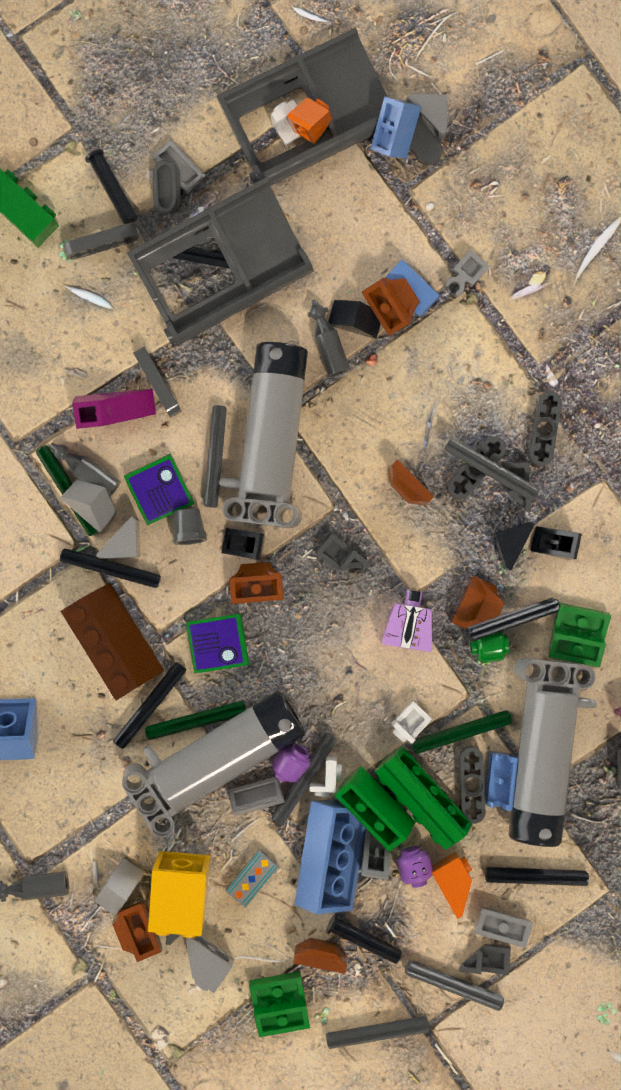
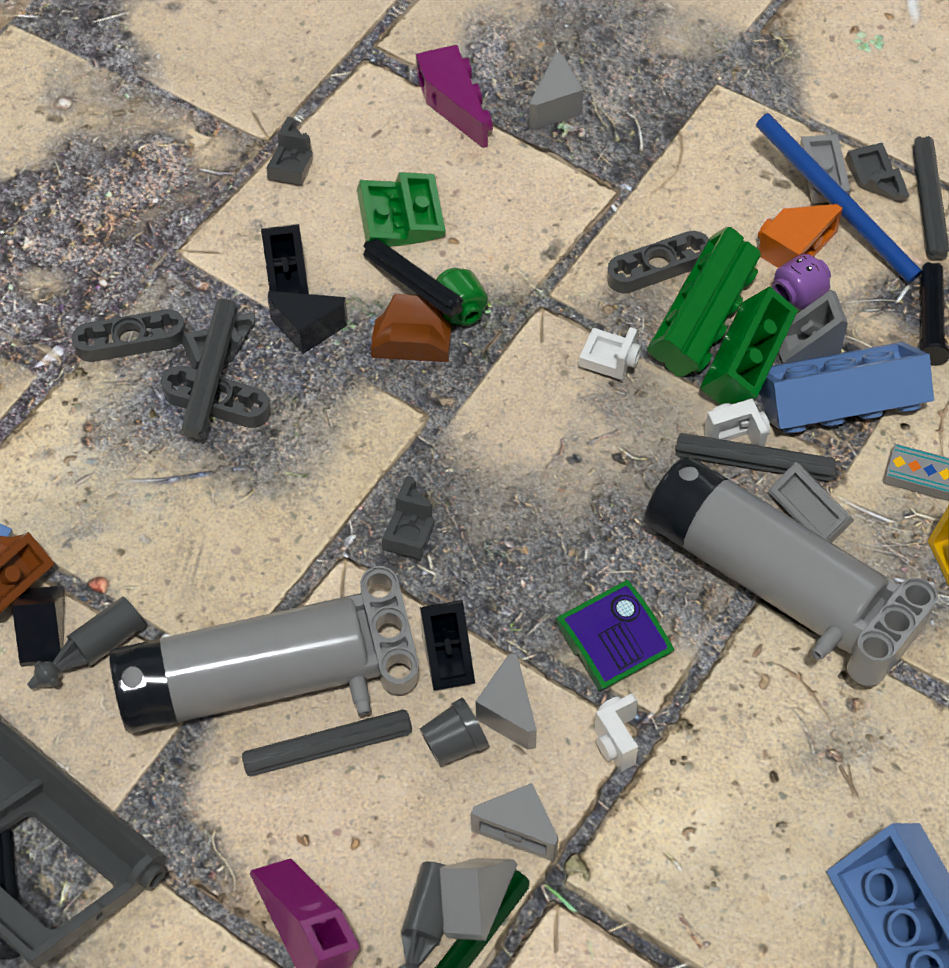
camera: 110 degrees left, 30 degrees down
(110, 568) = (568, 832): black axle -> none
(112, 641) = (682, 783): reddish brown slope -> none
(149, 705) = (753, 696): black axle -> none
(150, 614) = (613, 737): none -> white bracket
(157, 382) = (234, 868): dark grey beam -> none
(158, 489) = (411, 804): dark purple slope -> none
(194, 720) = (744, 626): dark green axle -> none
(195, 564) = (506, 705): none -> light grey slope
(256, 584) = (501, 610): dark orange slope -> none
(291, 763) = (744, 469): medium lavender head -> none
(407, 485) = (270, 468): dark orange slope -> none
(409, 624) = (474, 398): lavender torso -> none
(462, 731) = (591, 292): dark green axle -> none
(471, 921) = (836, 195): none -> blue piece
(501, 780) = (634, 224): medium blue hinge -> none
(536, 876) = (741, 157): black axle -> none
(546, 748) = (569, 185): light grey piece -> none

